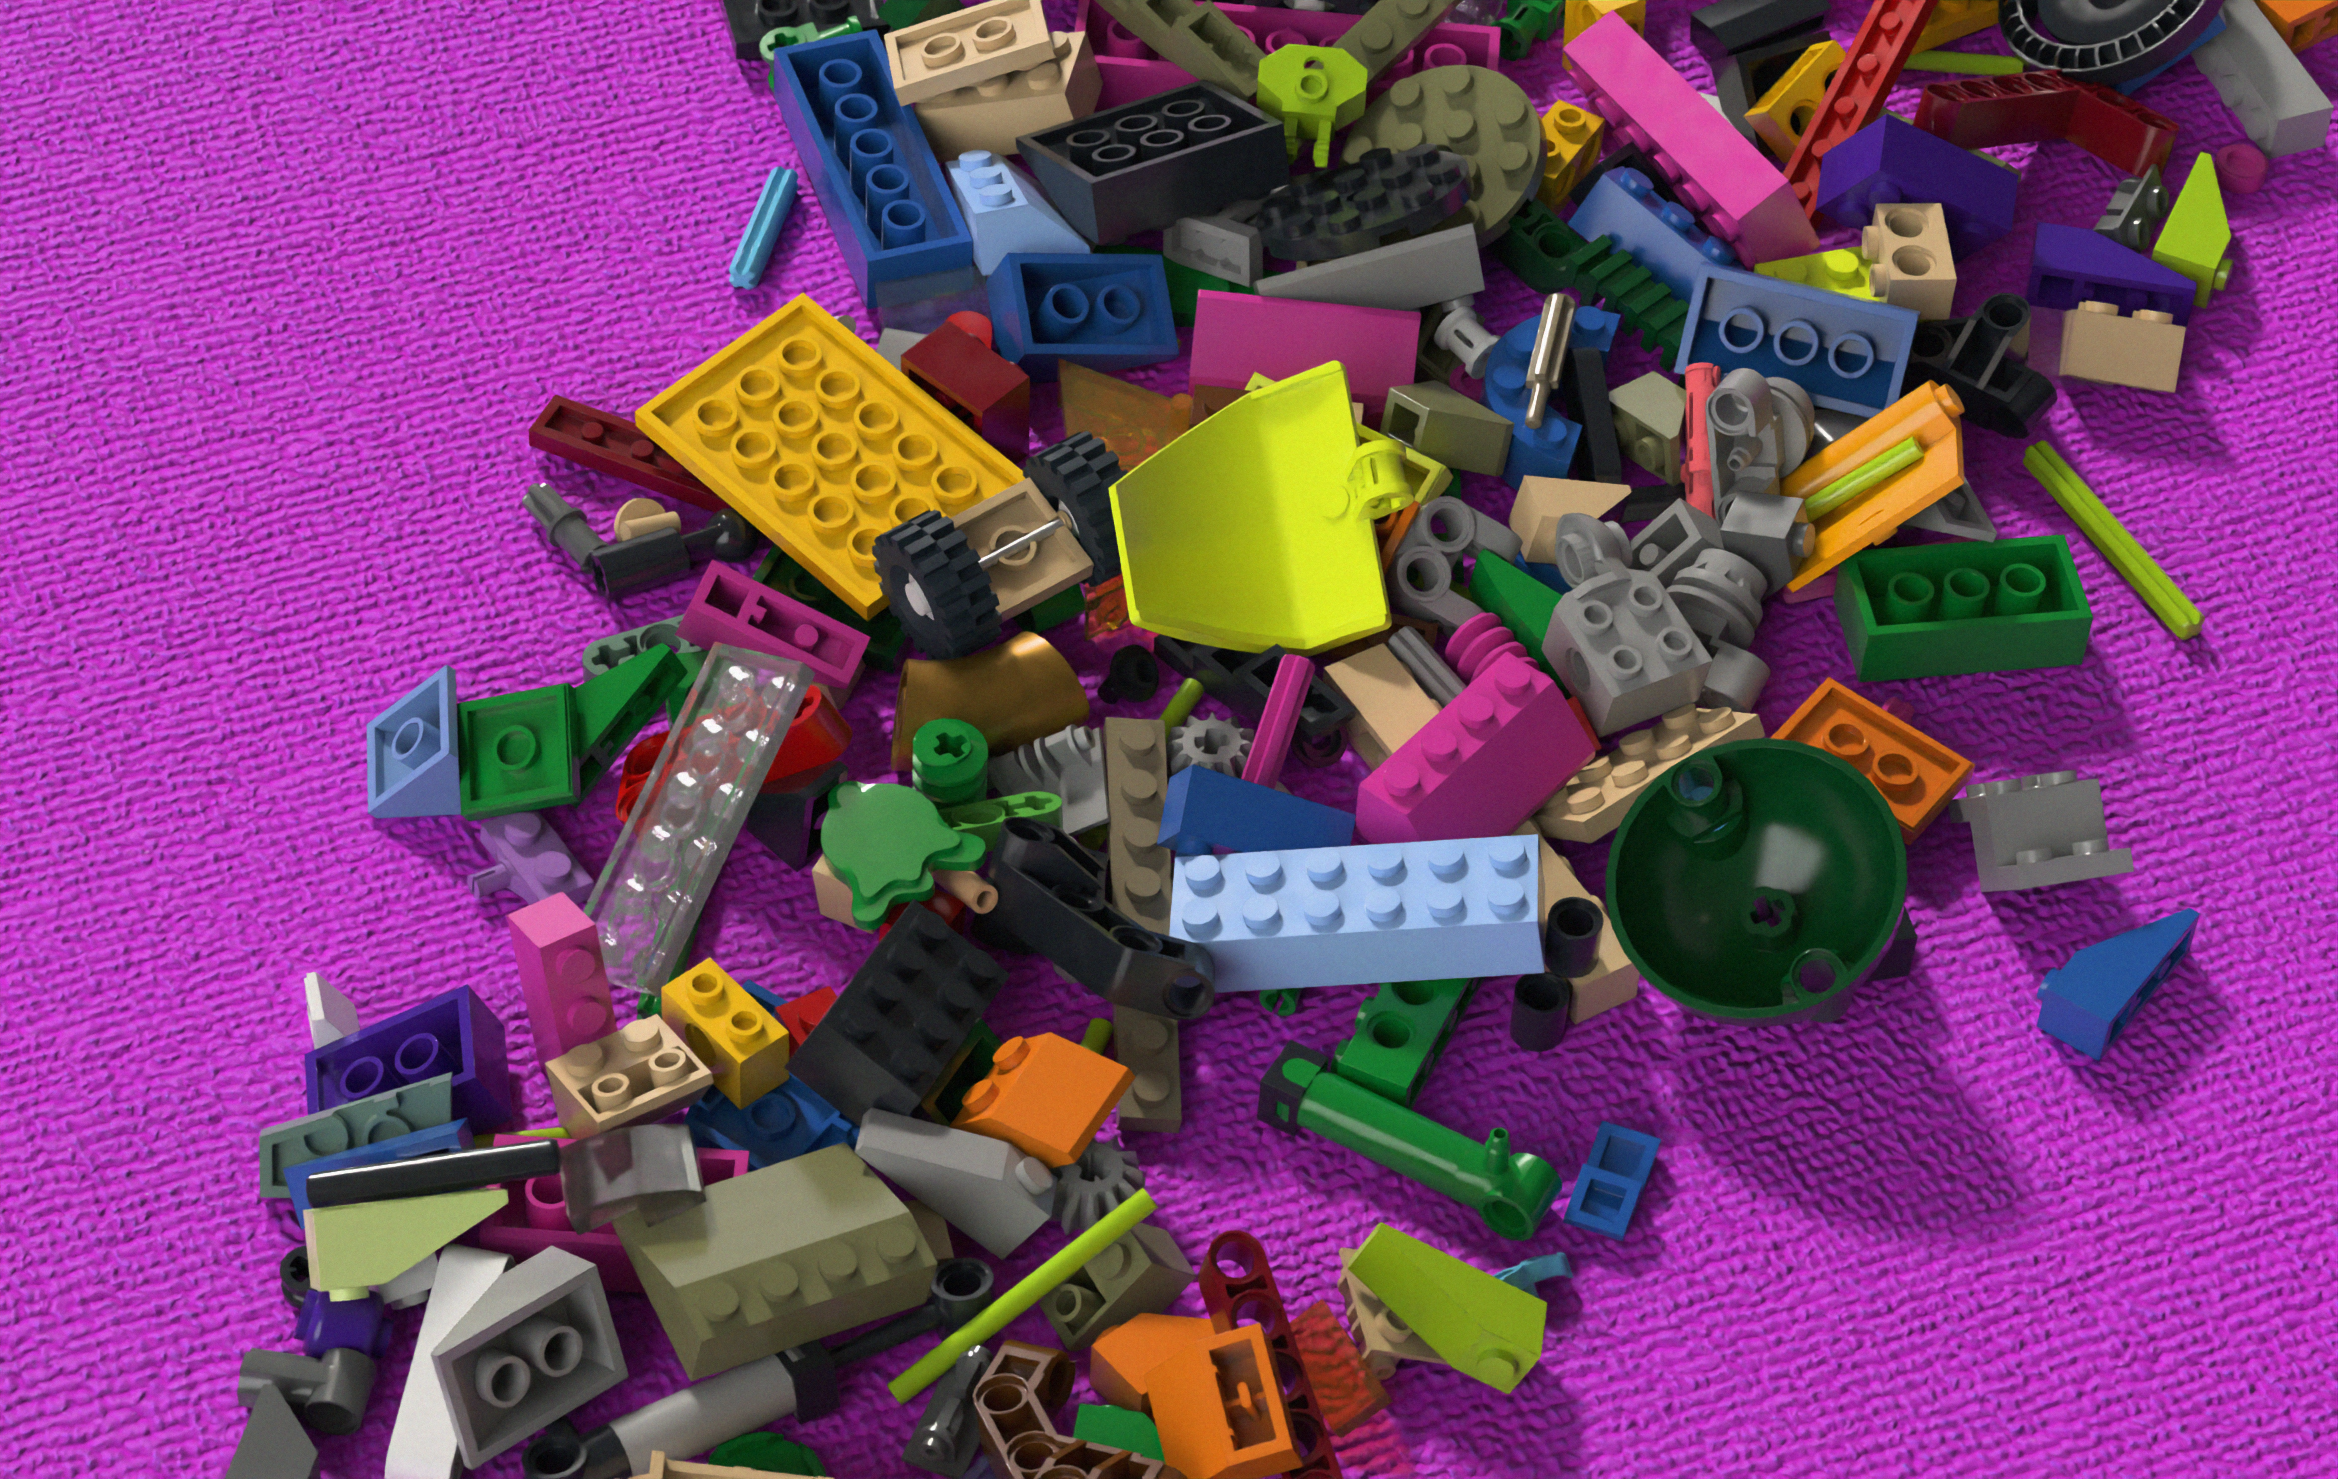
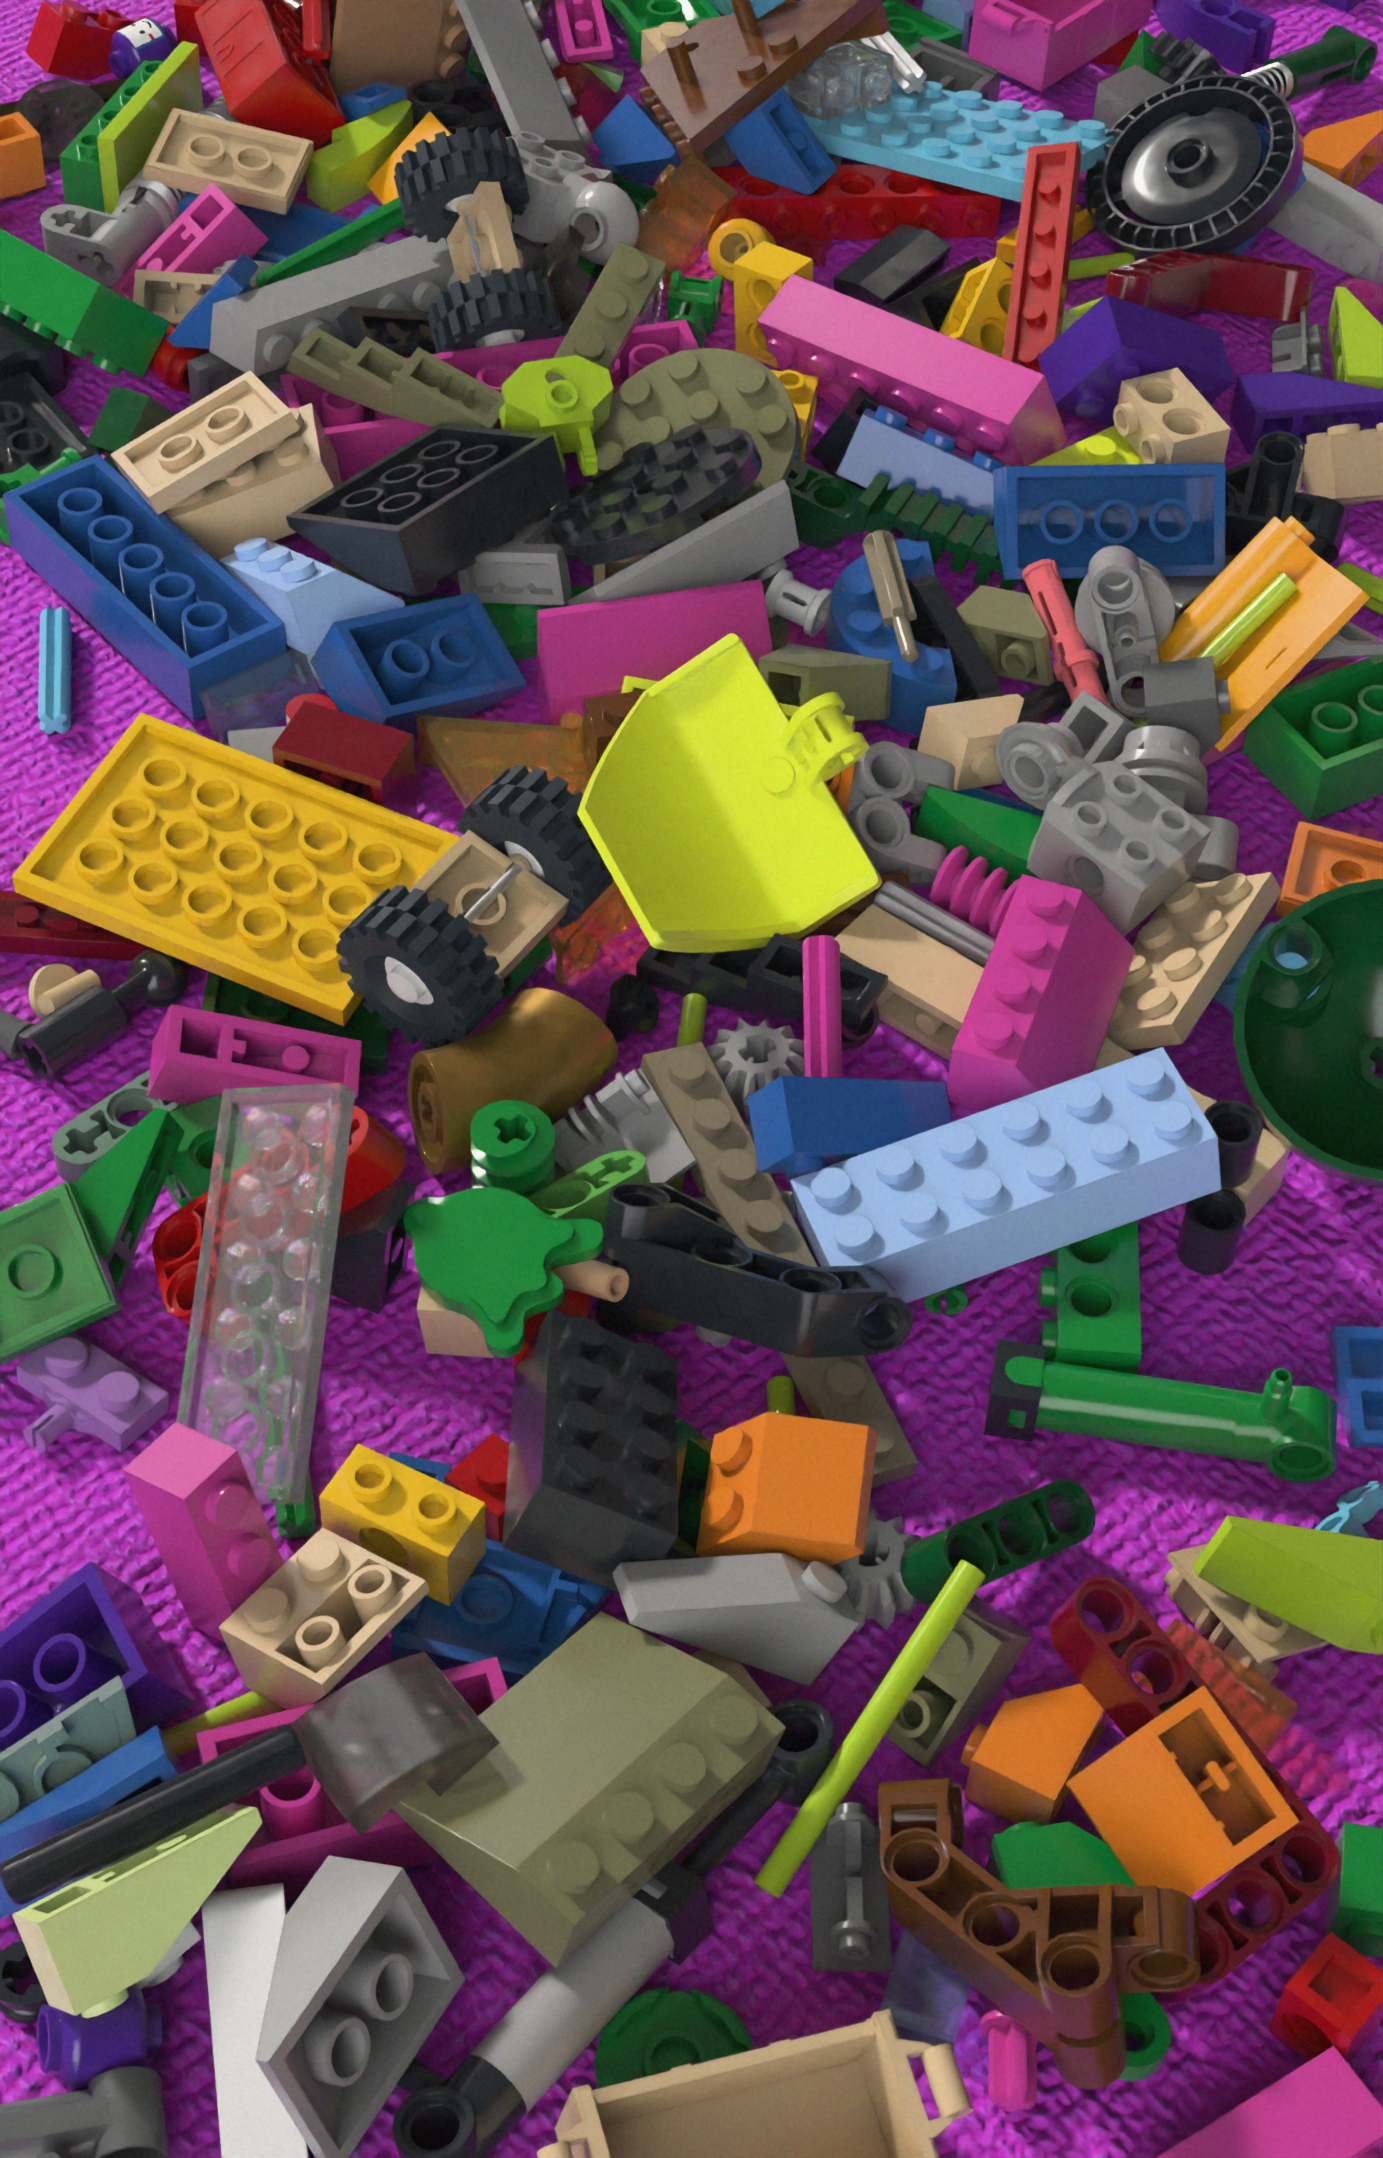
camera: 20 degrees left, 0 degrees up
(1229, 1189) = (1001, 1538): none -> dark green beam

